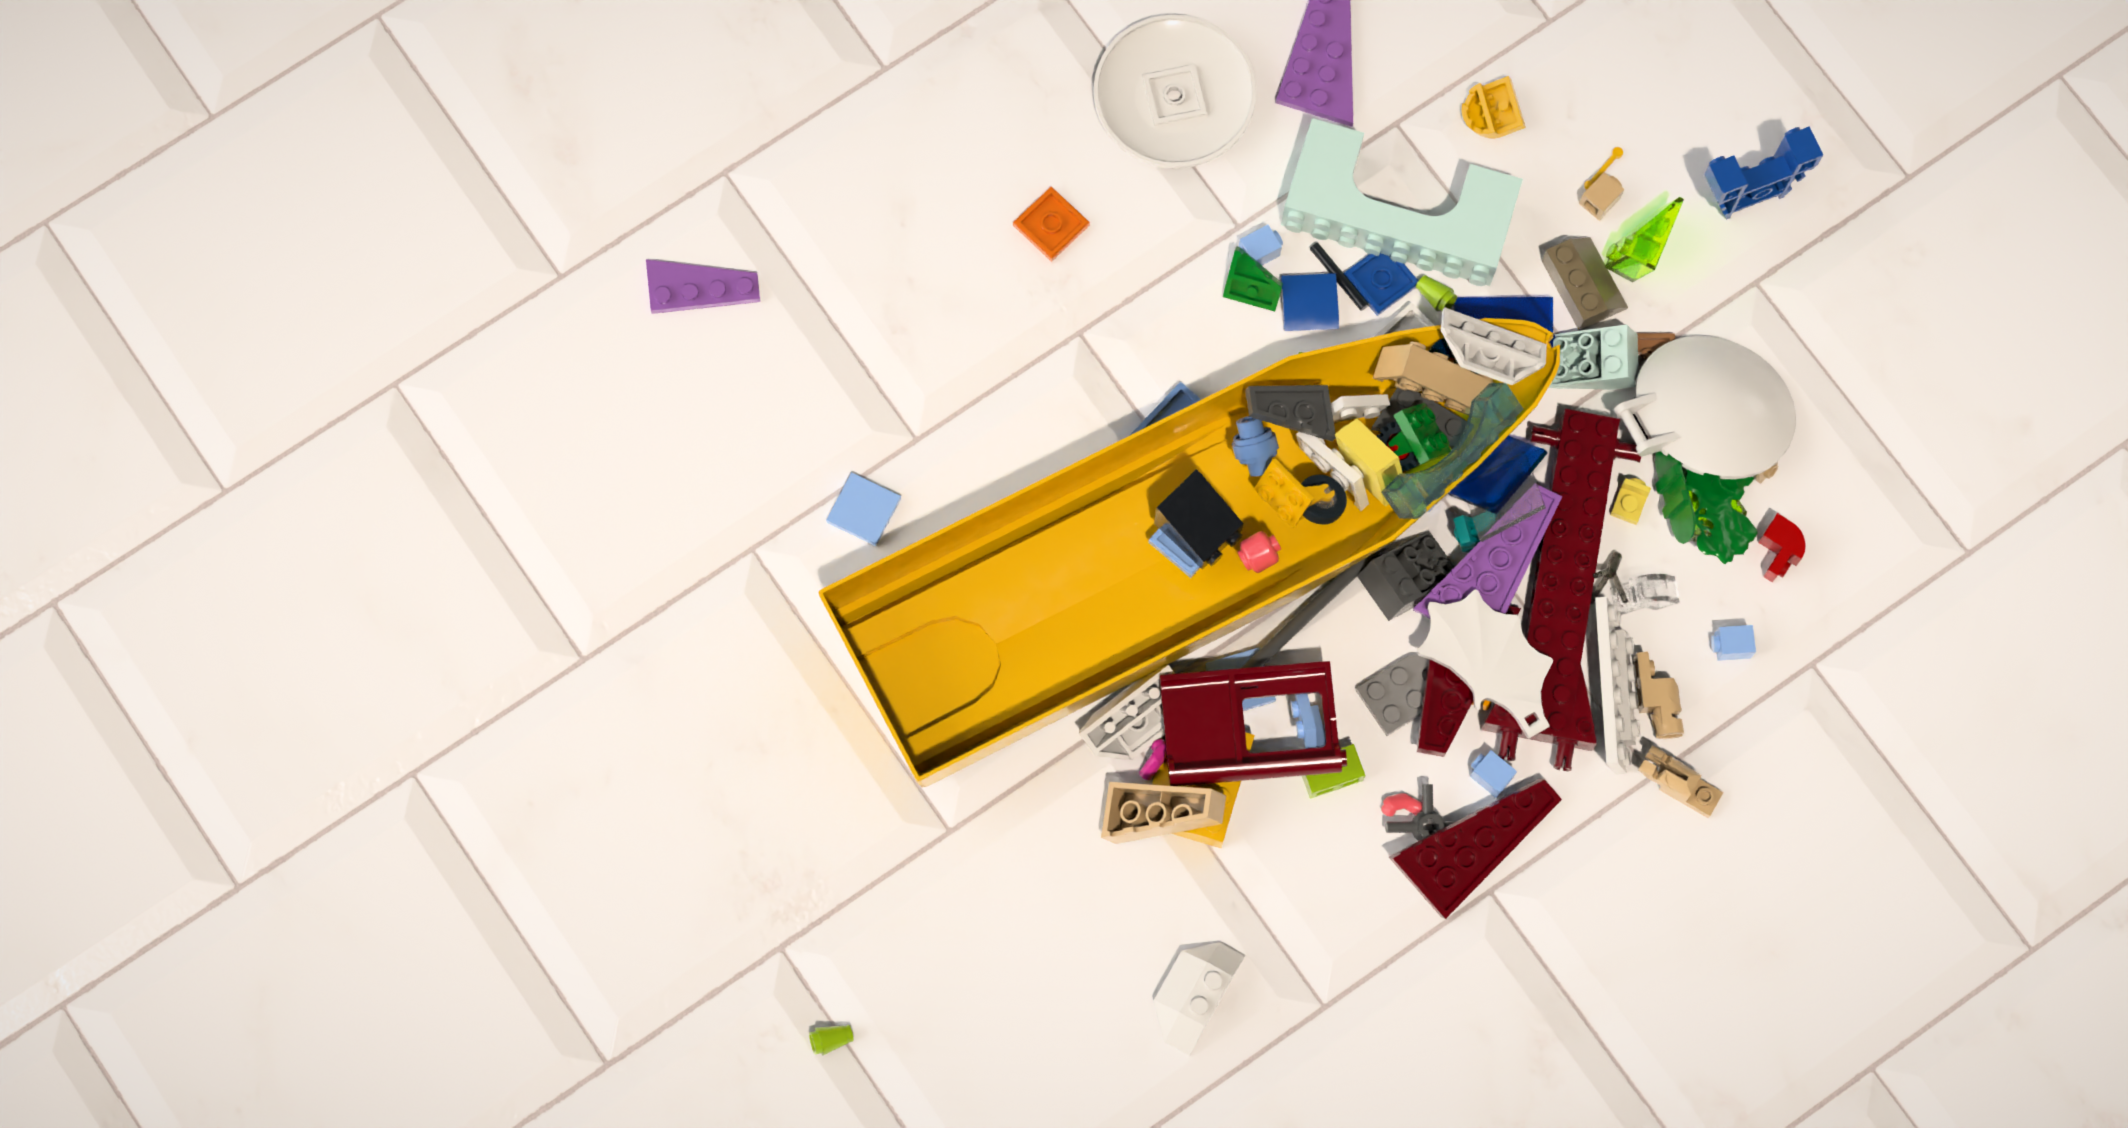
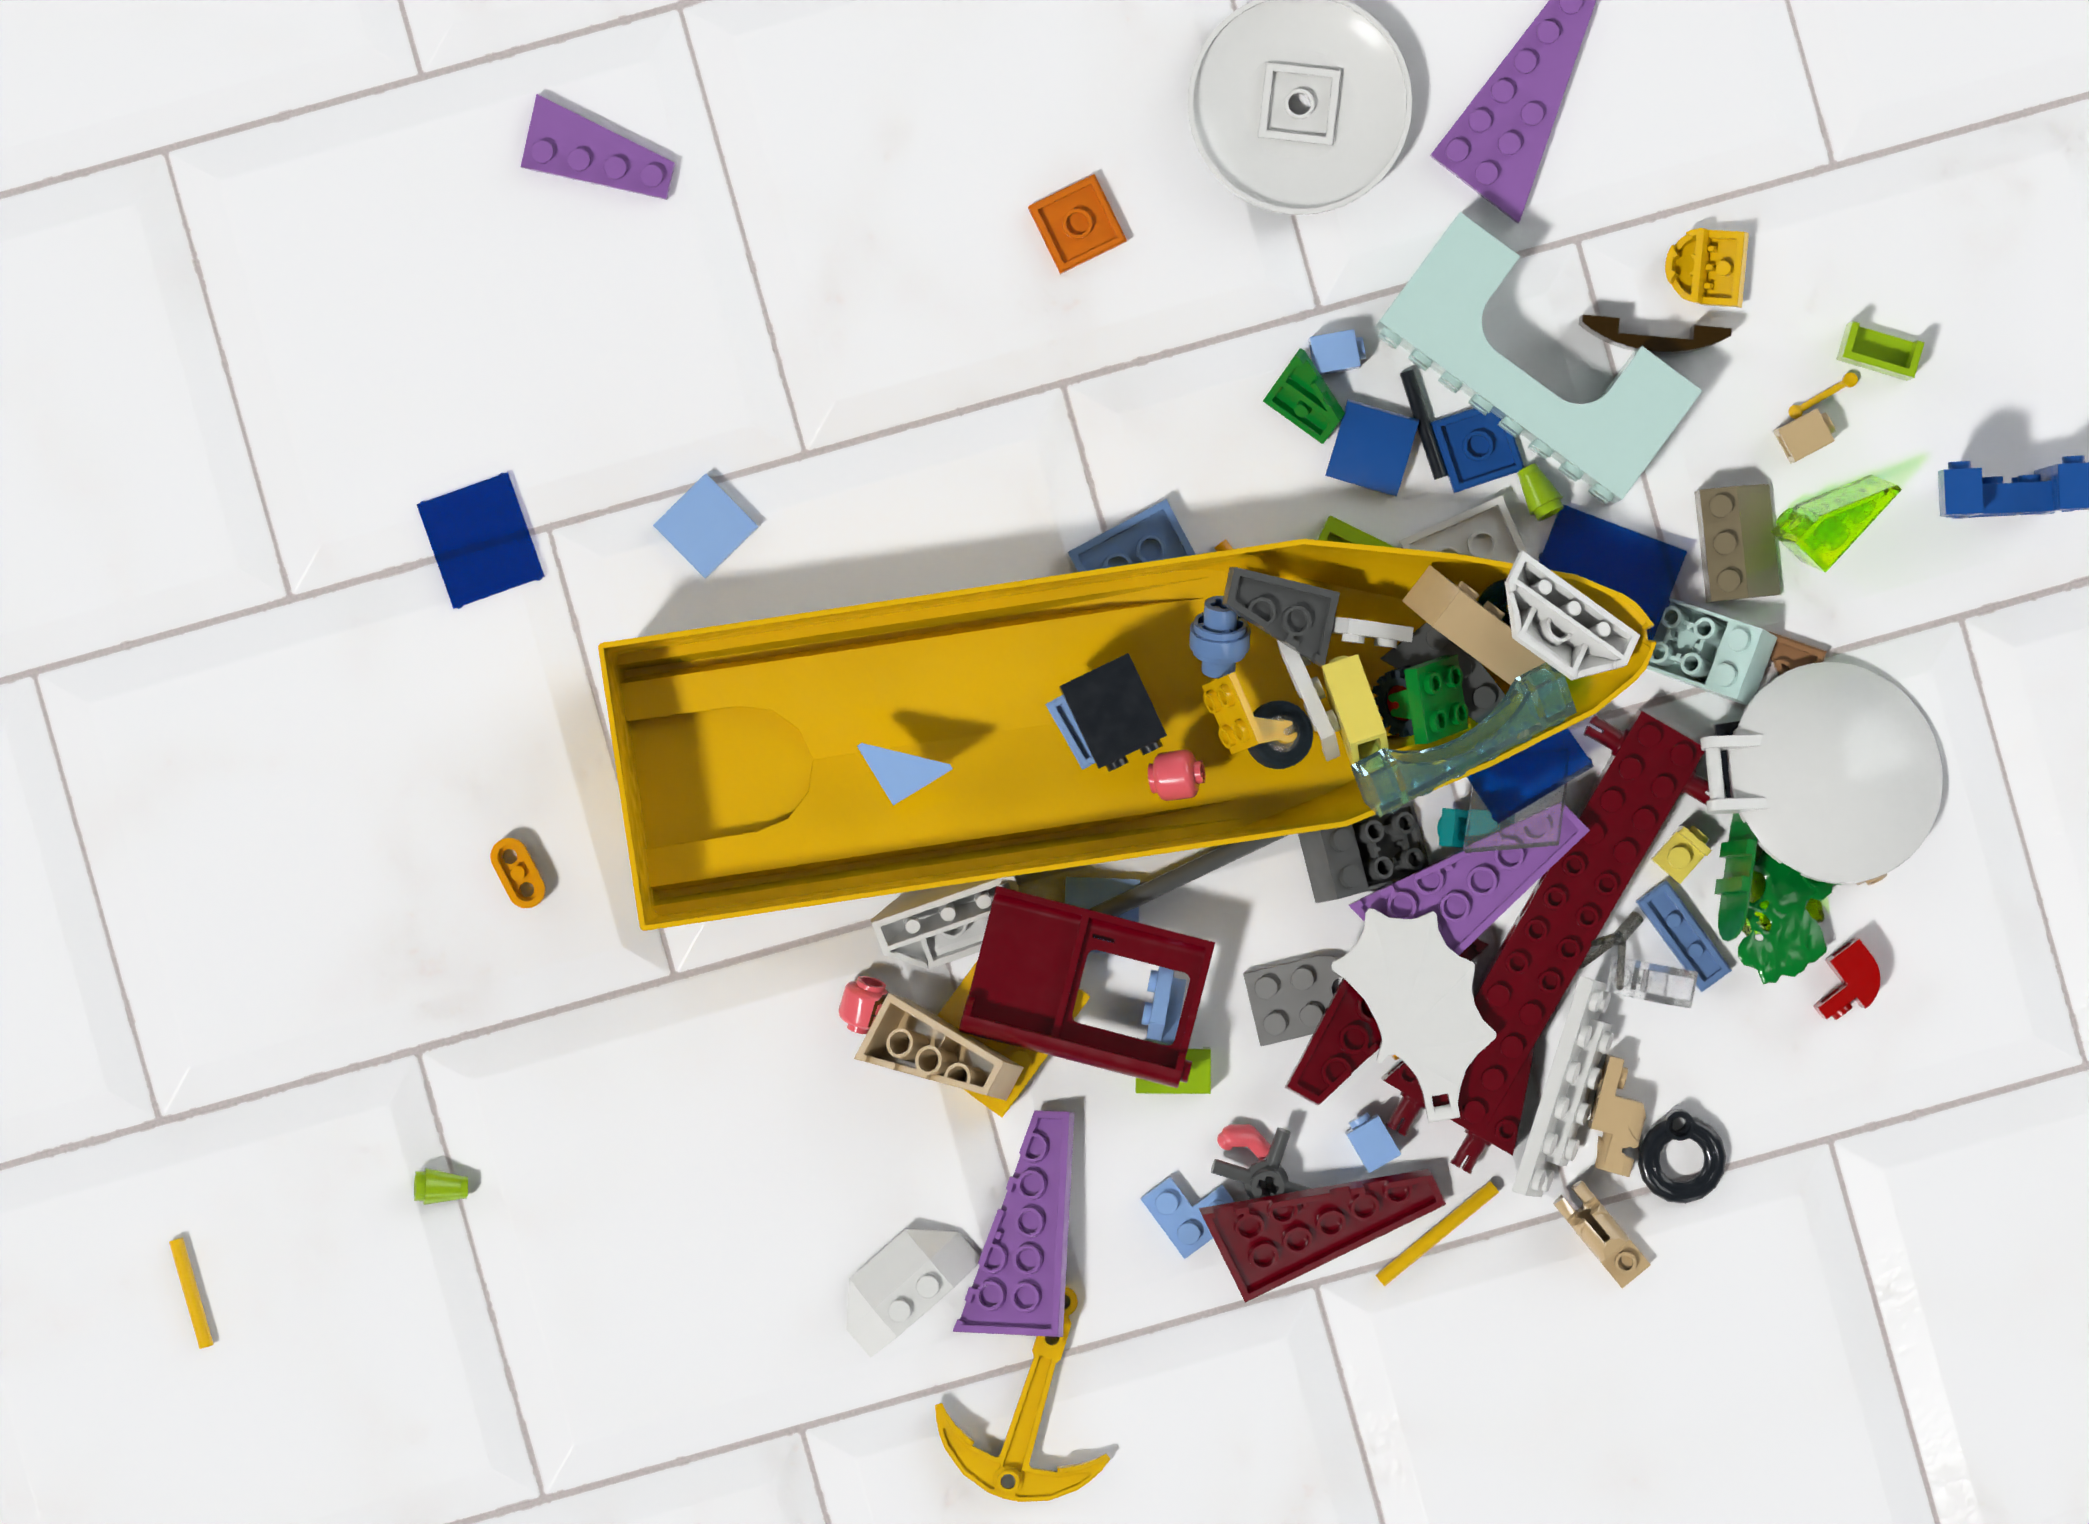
camera: 25 degrees right, 15 degrees up
(707, 573) = (480, 540): none -> clear blue piece
(812, 793) = (517, 873): none -> light orange plate
(1063, 617) = (901, 772): none -> light blue tile
(1092, 800) = (862, 1003): none -> coral head
(1155, 760) = (957, 981): dark pink arm -> none
(1275, 939) = (1026, 1250): none -> medium lavender wing
(1321, 1088) = (1015, 1455): none -> yellow piece
(1377, 878) = (1179, 1218): none -> light blue plate
(1440, 172) = (1608, 330): none -> dark brown slope
(1563, 824) = (1437, 1233): none -> yellow bar
(1630, 127) = (1880, 352): none -> lime panel
(1652, 556) = (1683, 934): none -> medium blue tile
(1729, 692) = (1662, 1134): none -> black piece
(1734, 642) = (1739, 1082): light blue brick -> none

